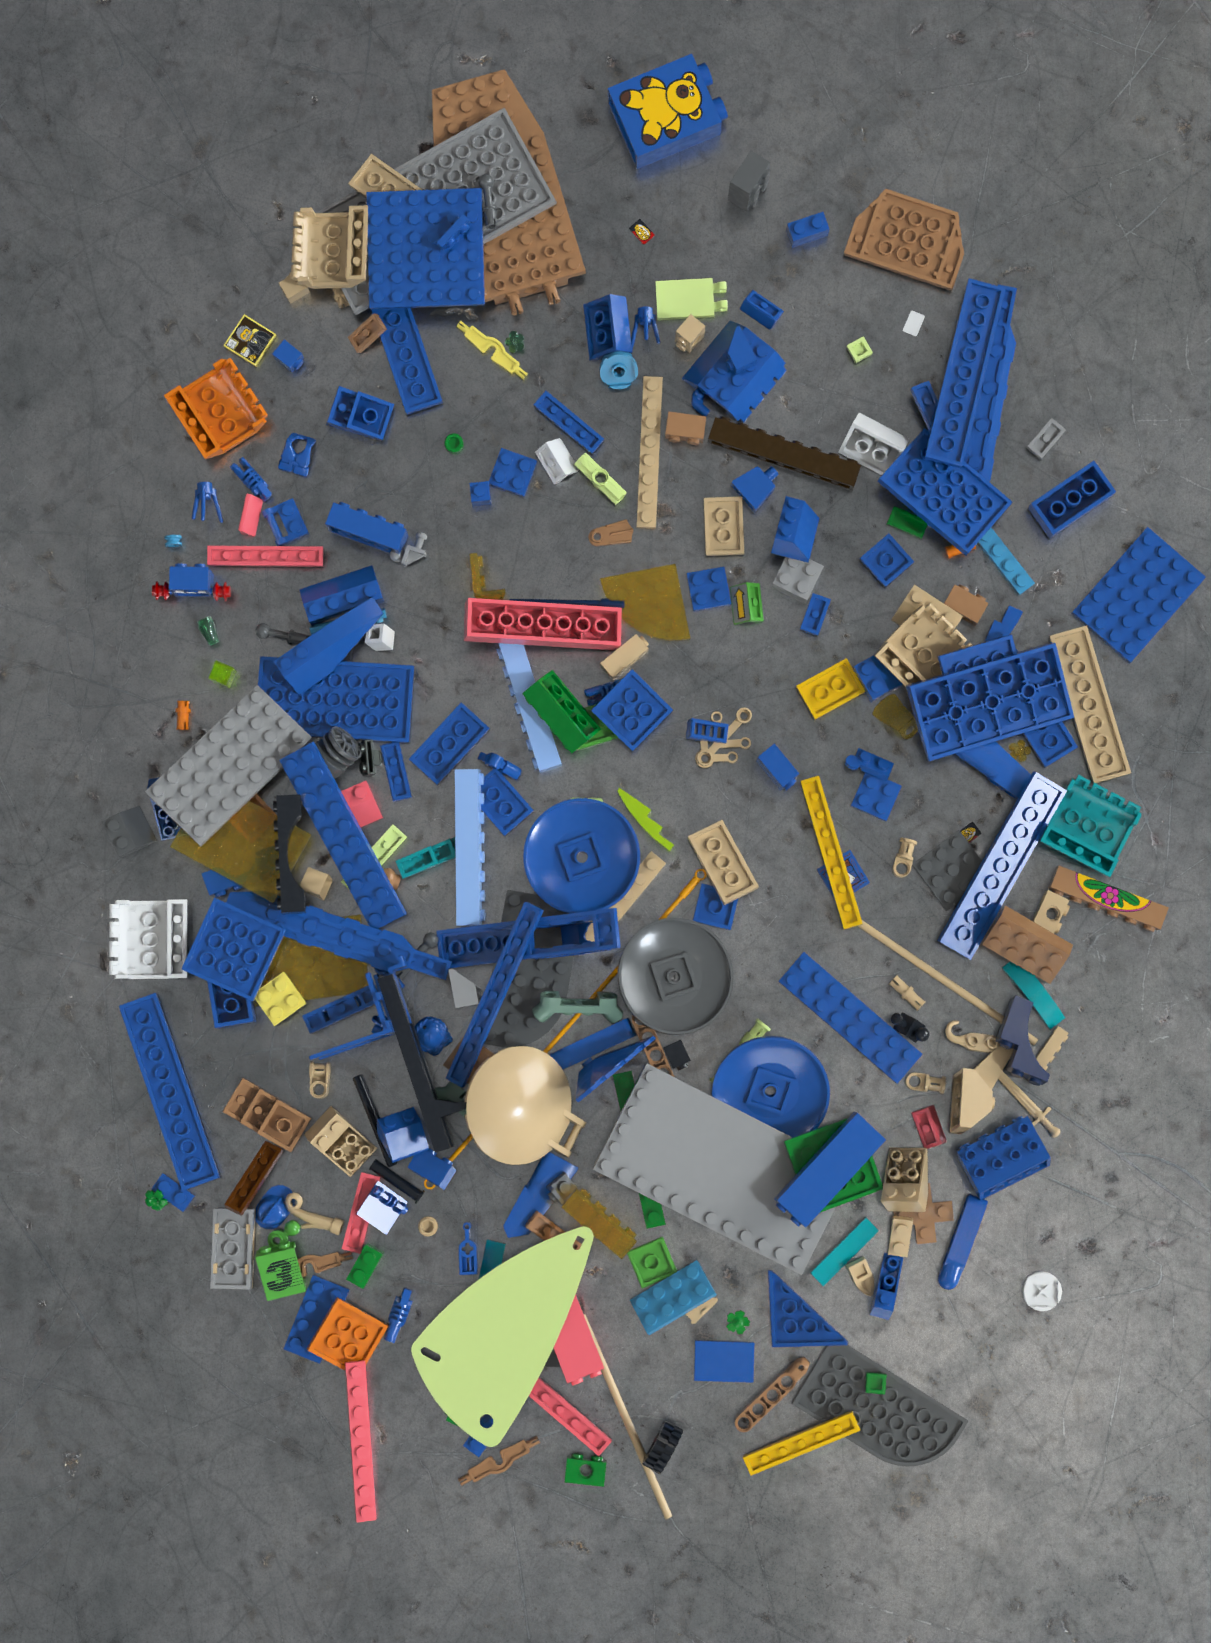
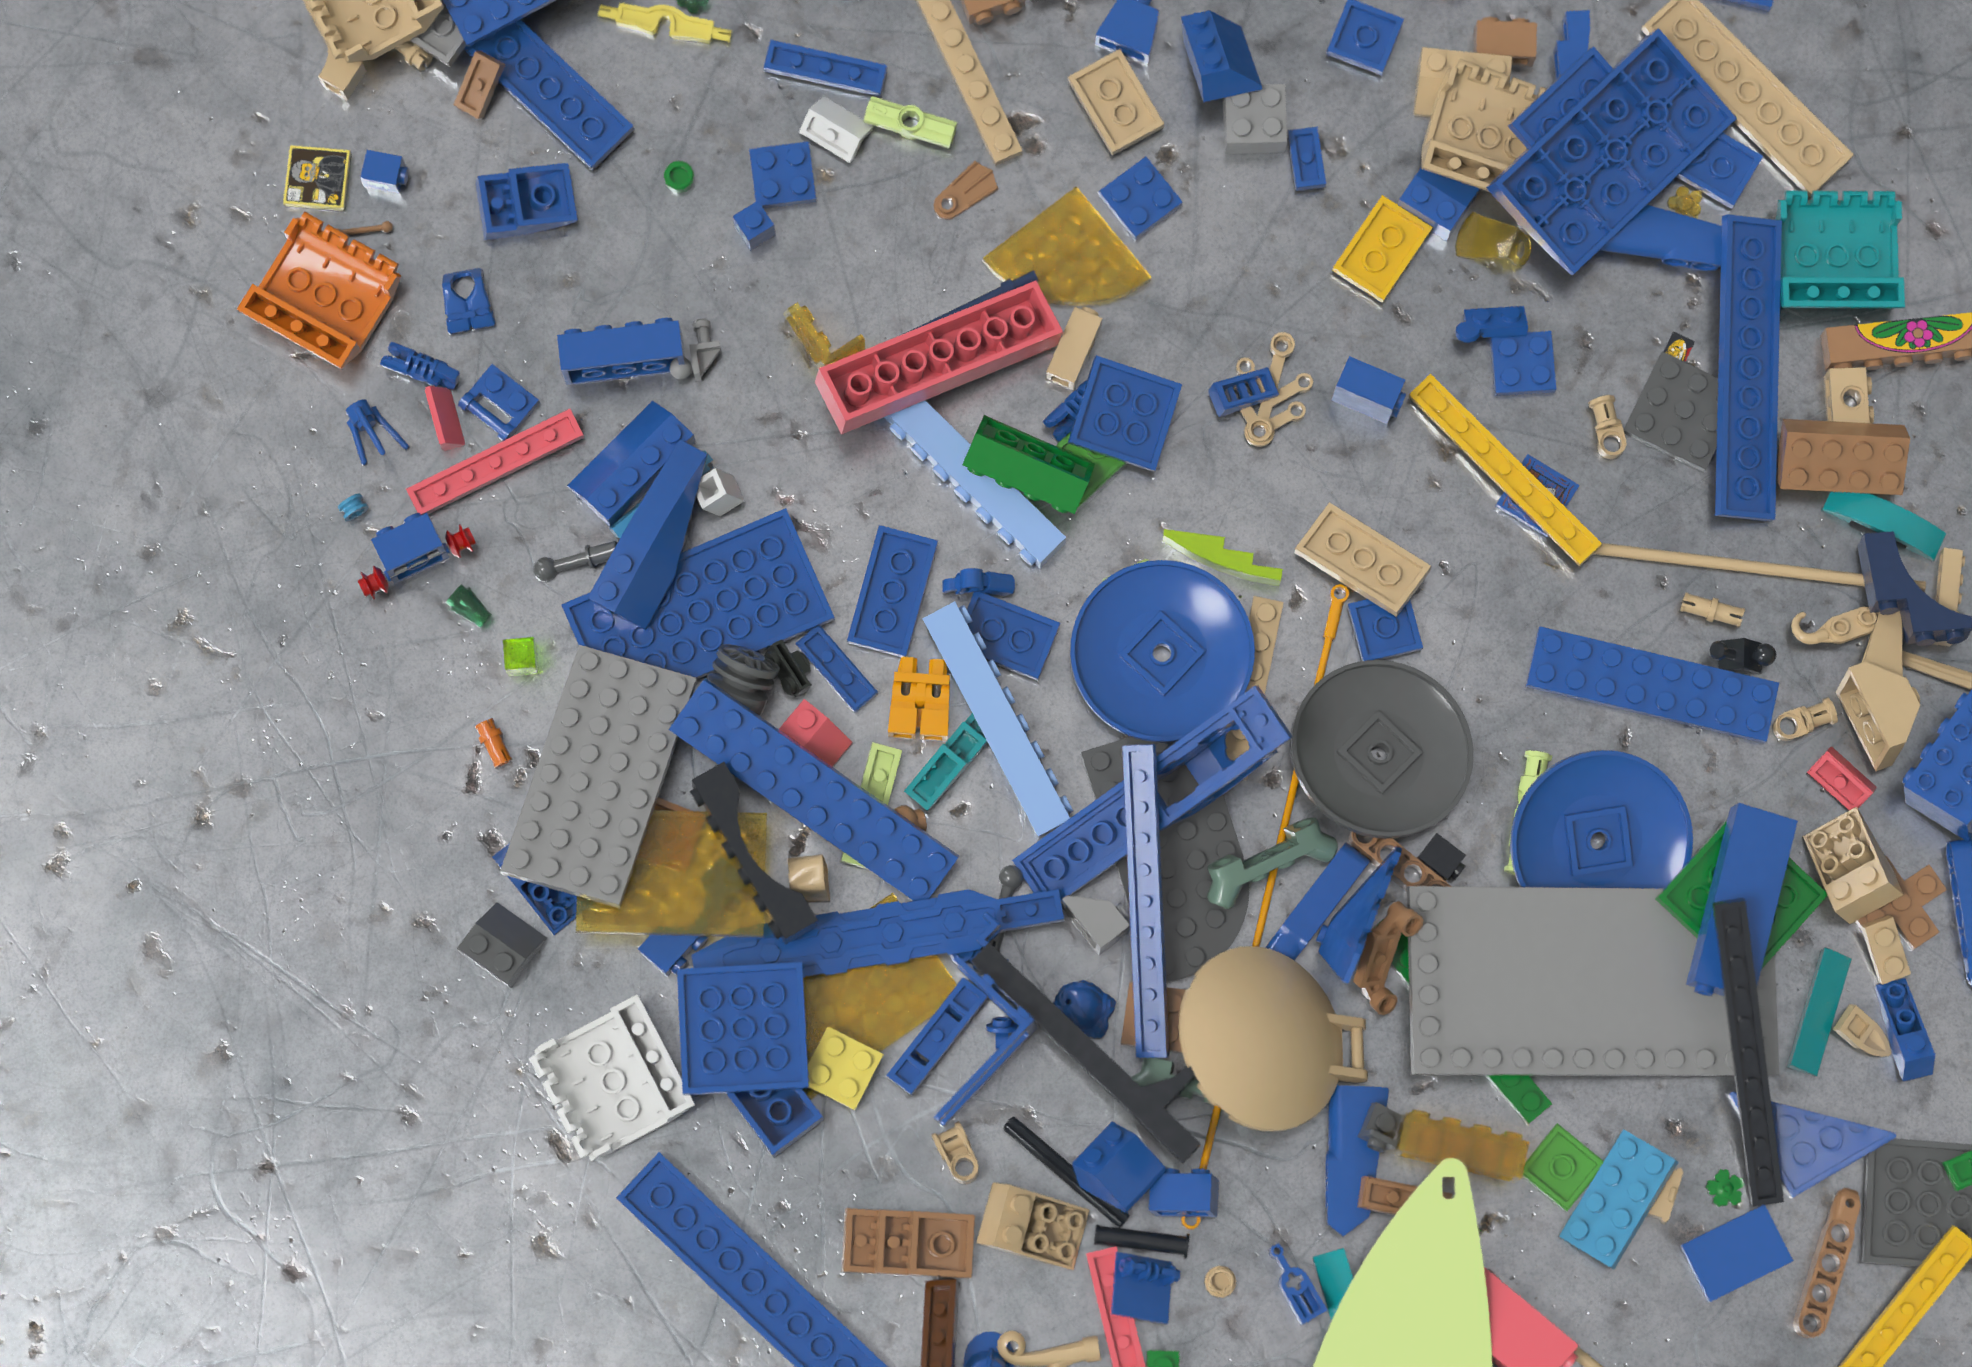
camera: 30 degrees left, 5 degrees down
(274, 388) = (385, 227): none -> medium nougat hinge
(431, 807) = (904, 715): none -> light orange hips
(610, 1091) = (1379, 953): none -> medium nougat plate
(746, 603) = (1203, 191): panel -> none
(787, 1254) = (1748, 1051): none -> black plate

